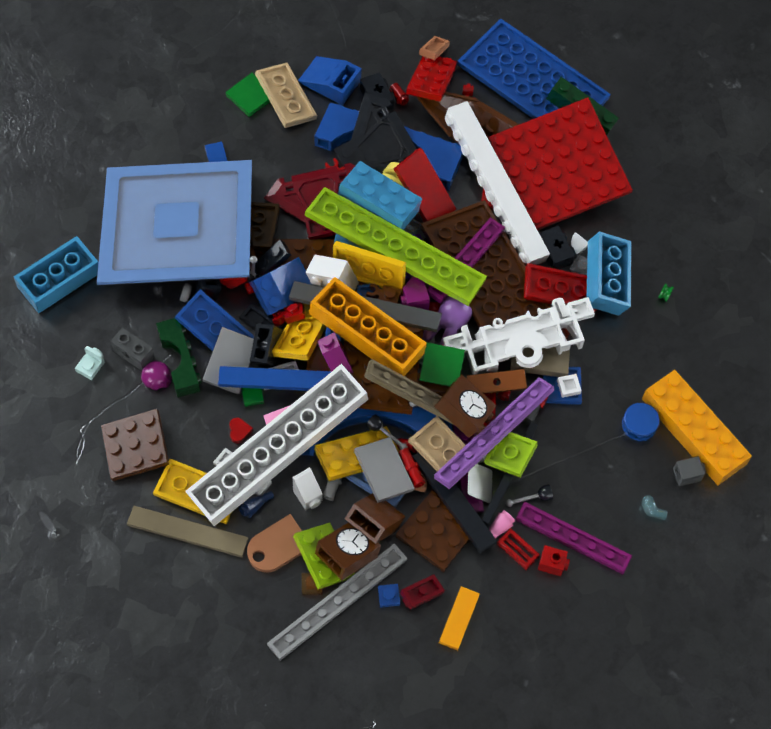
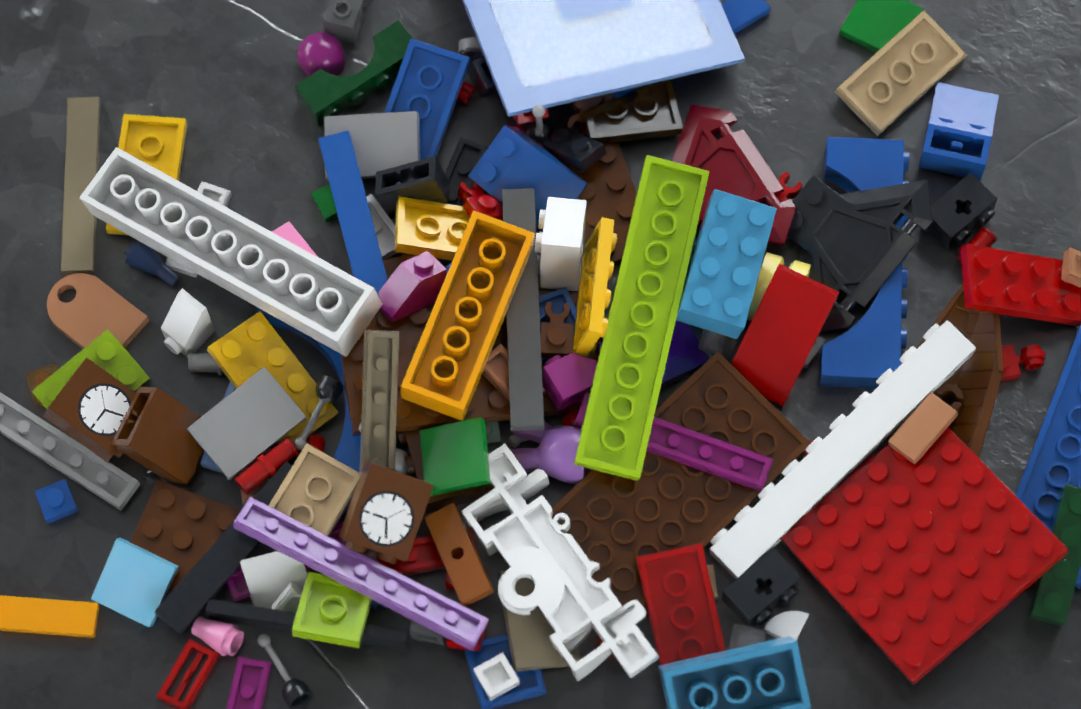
camera: 80 degrees right, 5 degrees up
(135, 445) = (194, 64): plate -> none
(239, 430) = (267, 201): red tile -> none
(421, 592) = (68, 545): dark red plate -> none
(456, 560) = (134, 582): none -> medium azure tile
(491, 479) = (289, 598): none -> white tile
(500, 140) = (923, 428): none -> nougat tile

